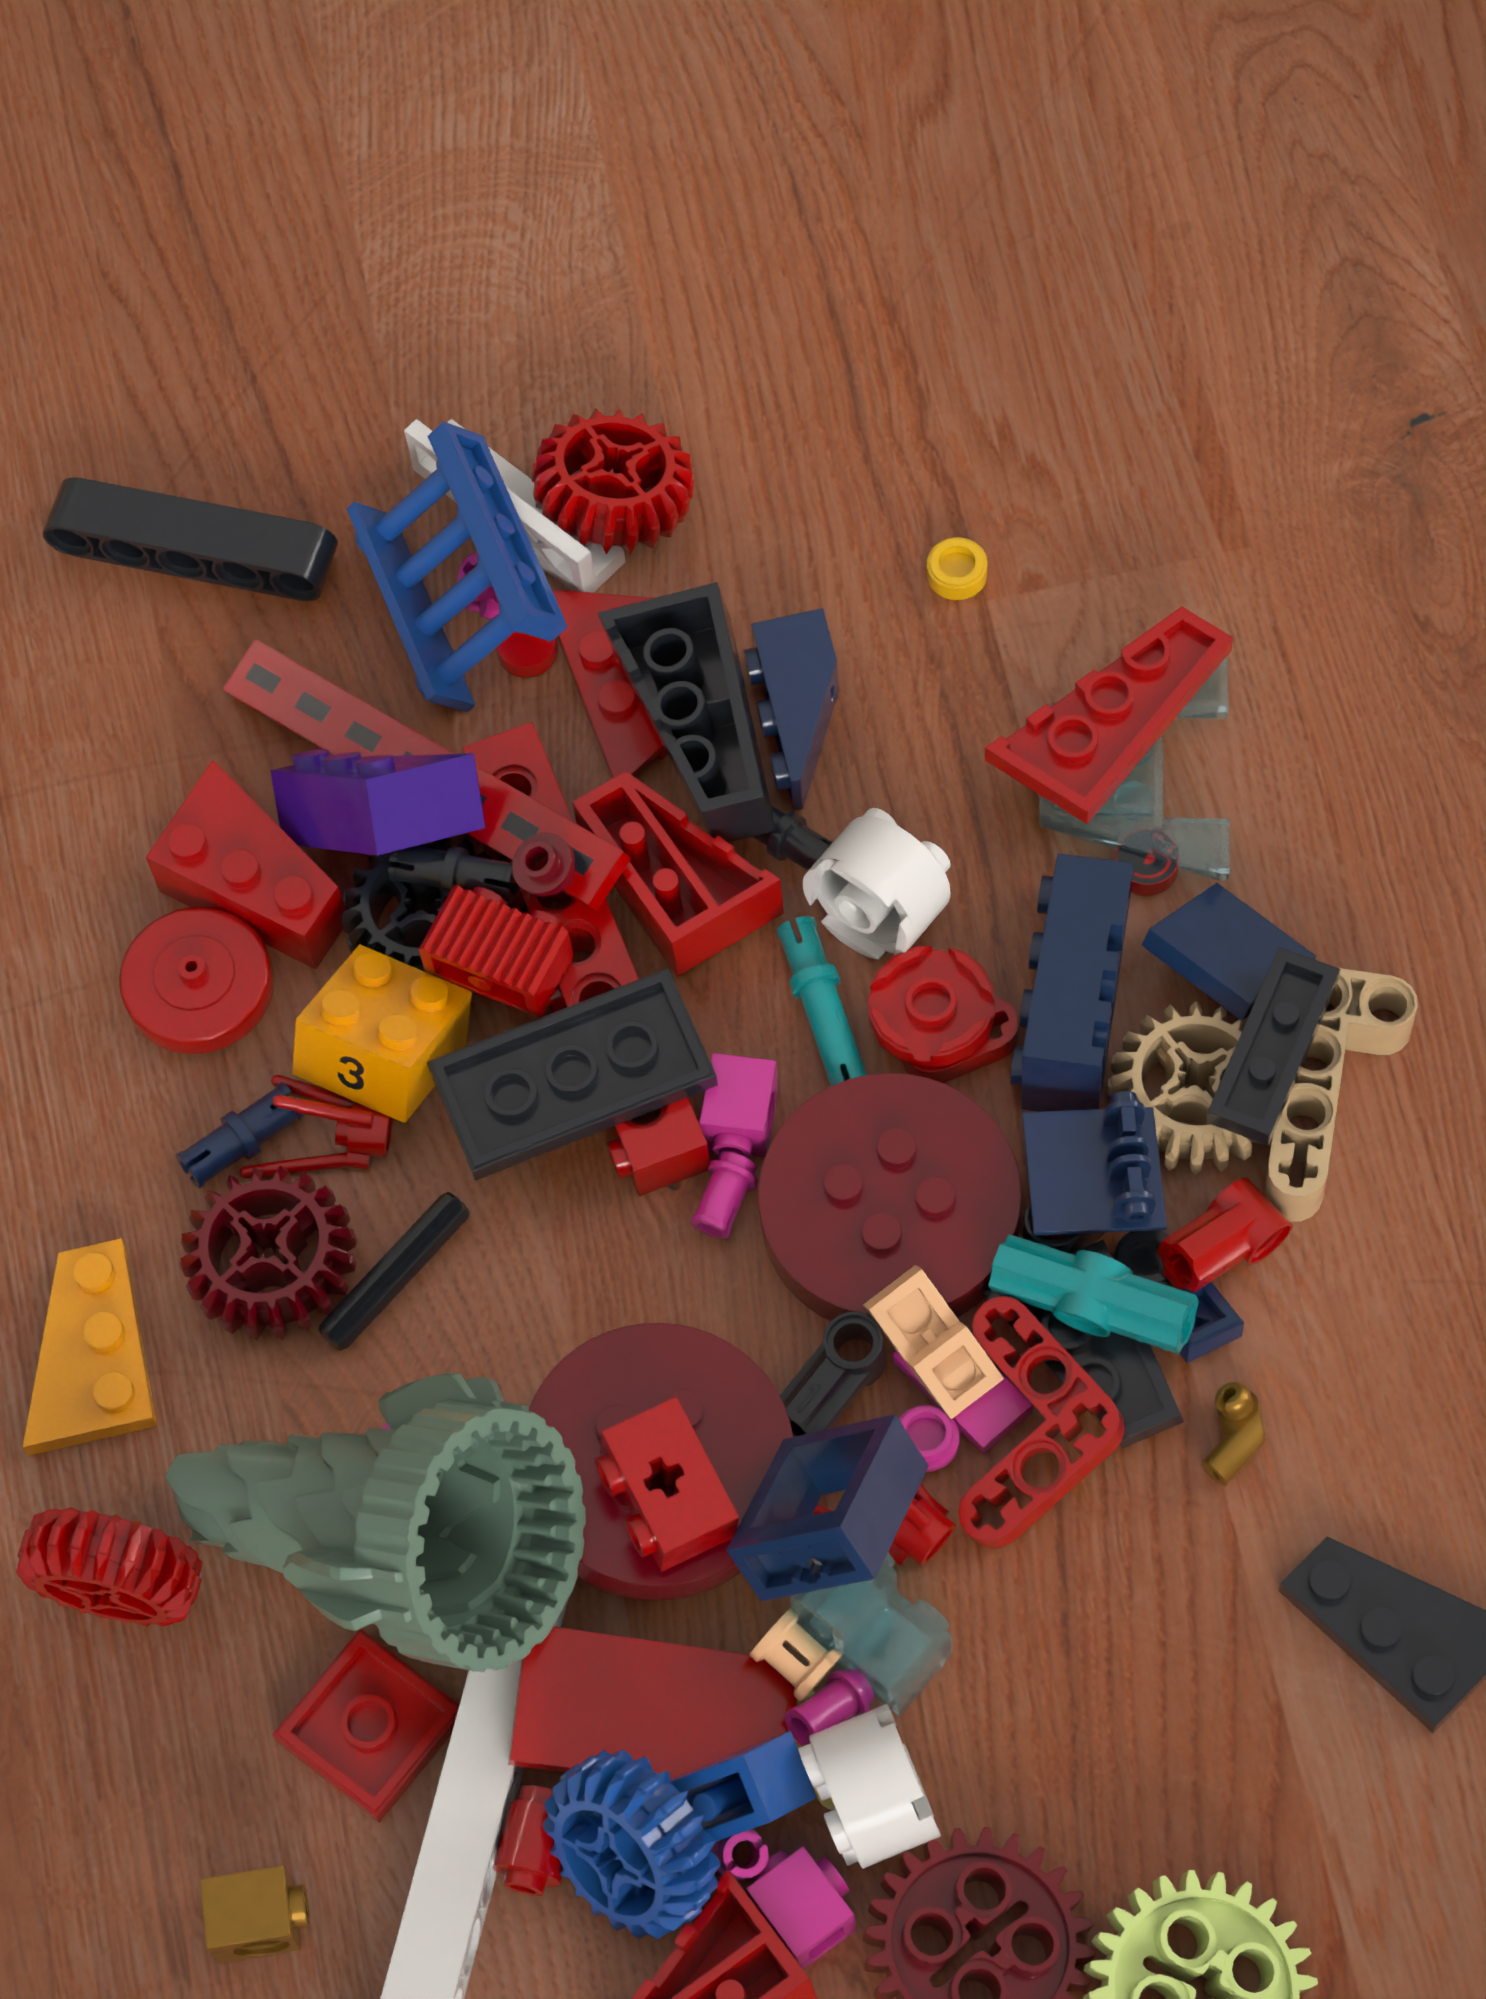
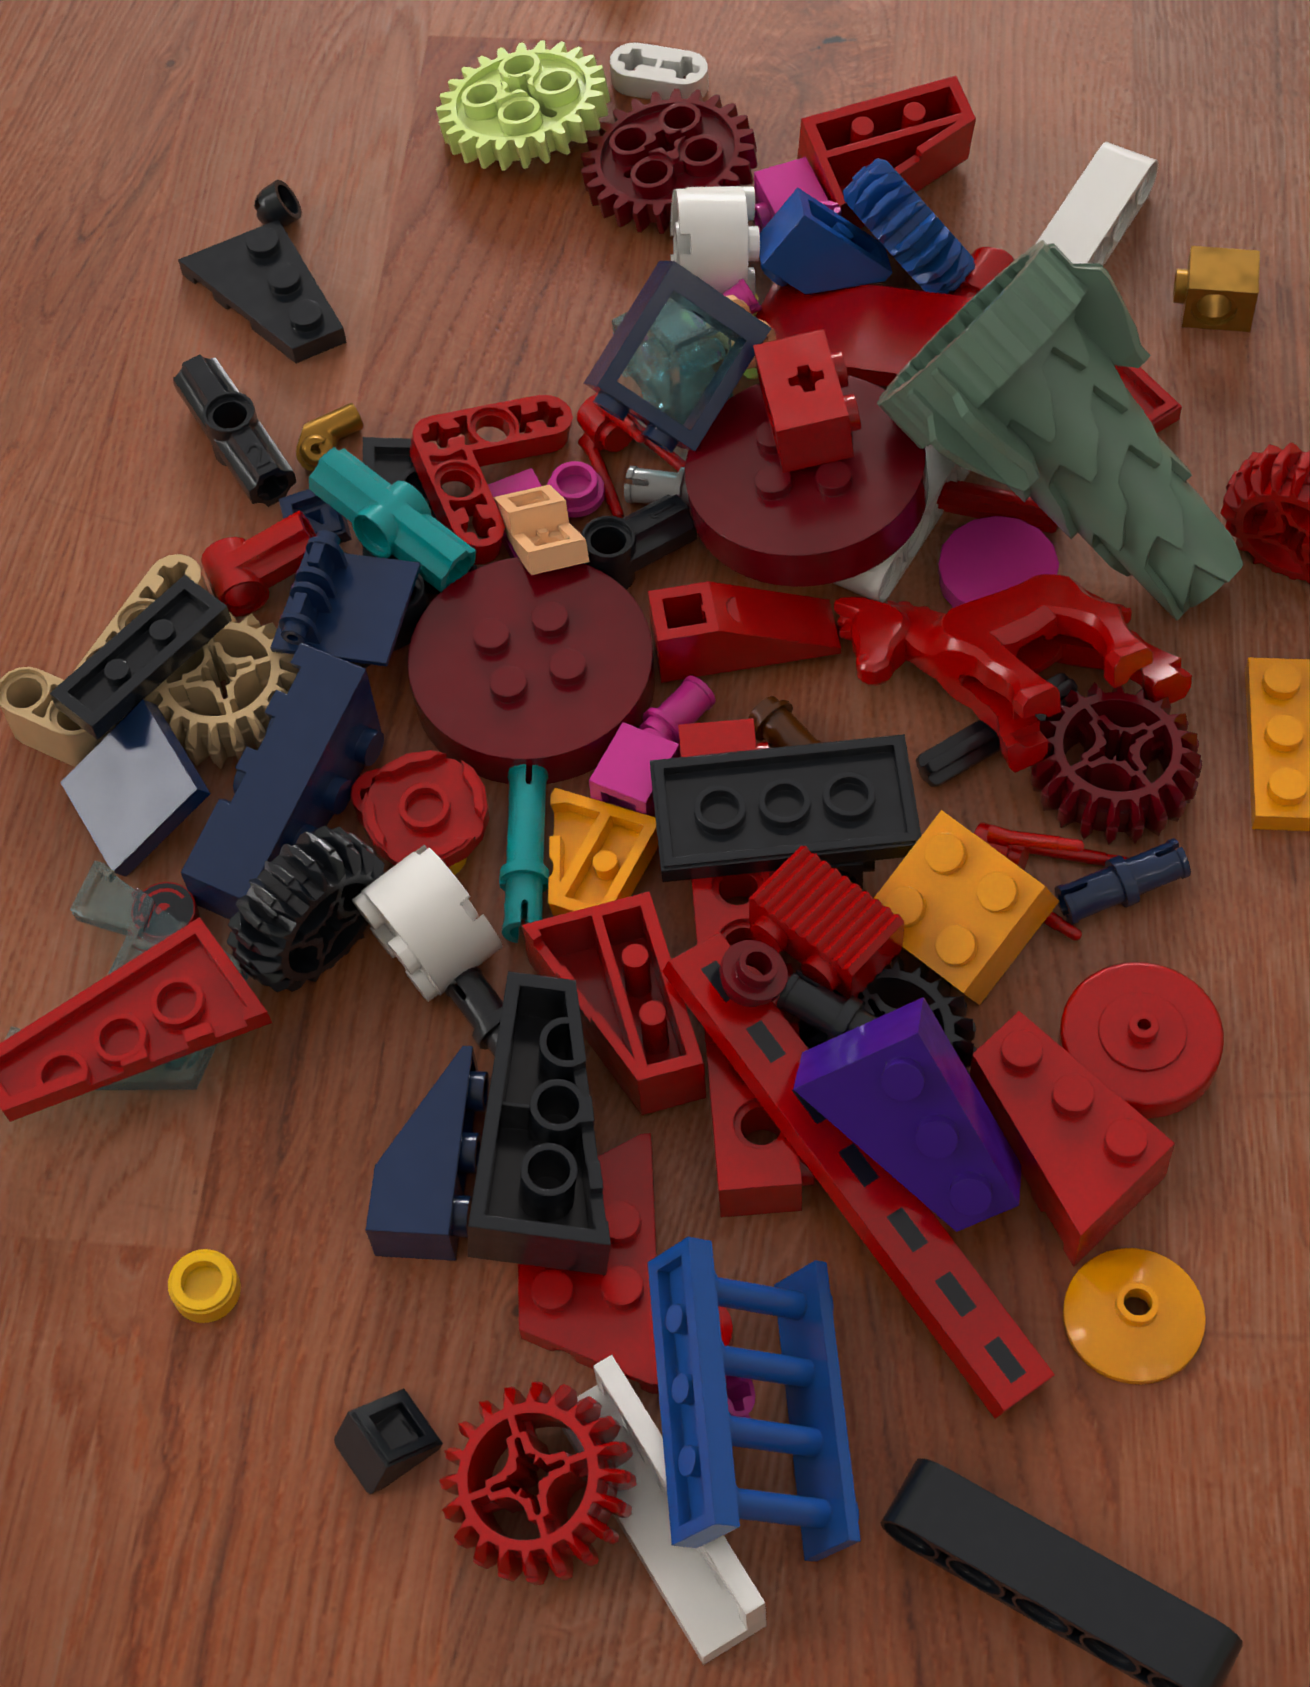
camera: 165 degrees left, 5 degrees down
(157, 789) = (1126, 1344): none -> light orange dish
(404, 1337) = (998, 644): none -> red animal
(607, 1203) = (778, 725): none -> reddish brown pin
(696, 1280) = (735, 628): none -> red slope
(753, 502) = (385, 1440): none -> black slope
(754, 1015) = (596, 851): none -> light orange wing
(994, 860) = (302, 909): none -> black gear
(1369, 1425) = (234, 430): none -> black piece
(1439, 1739) = (277, 203): none -> black hinge

